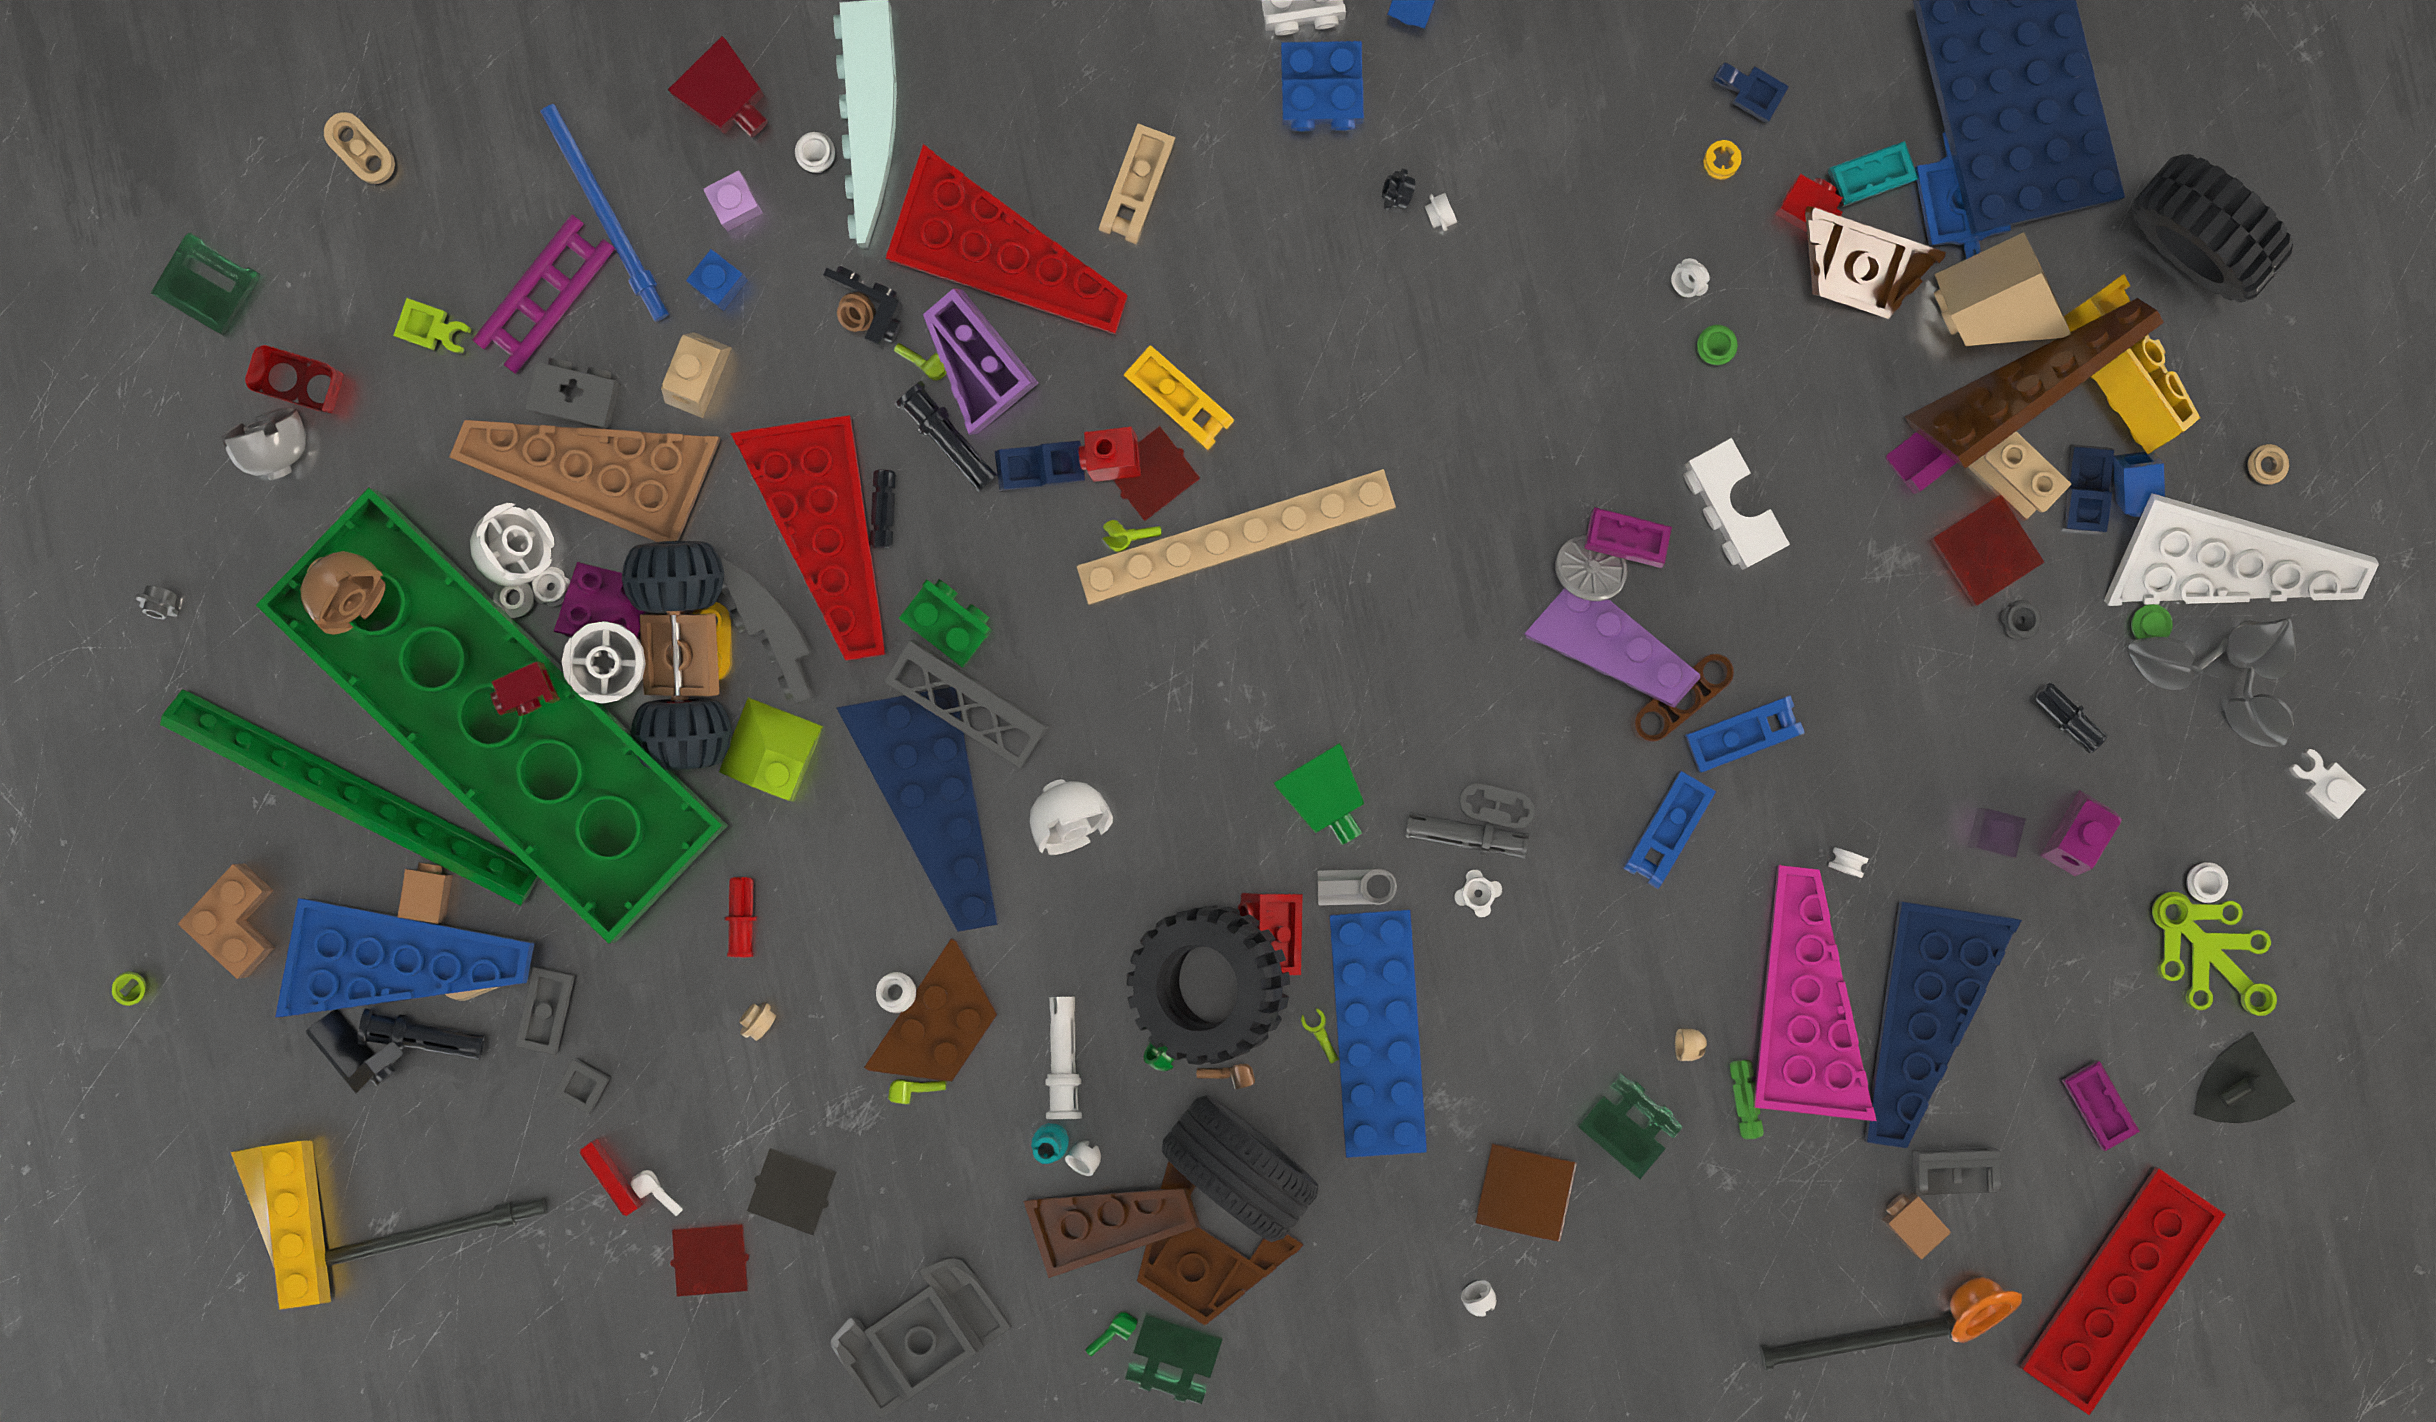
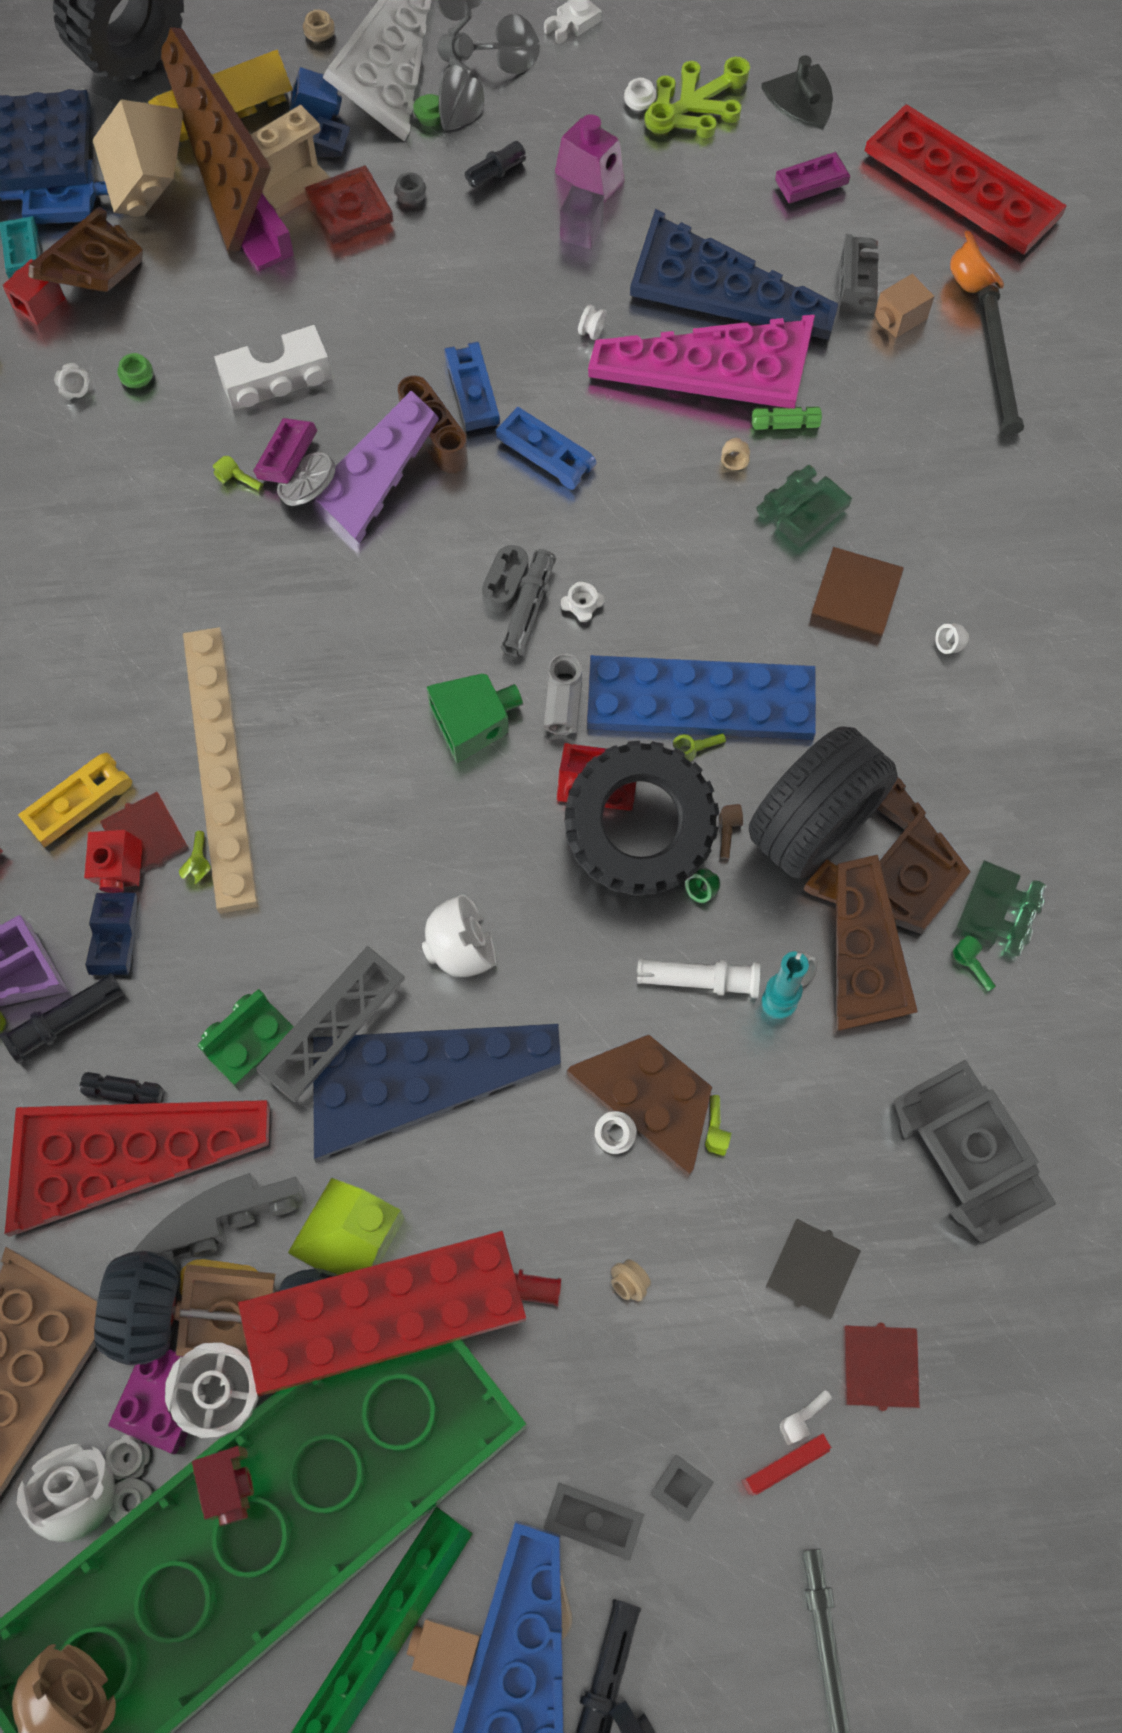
camera: 85 degrees left, 20 degrees down
(686, 803) = (380, 1313): none -> red plate
(1598, 475) = (227, 468): none -> lime hand

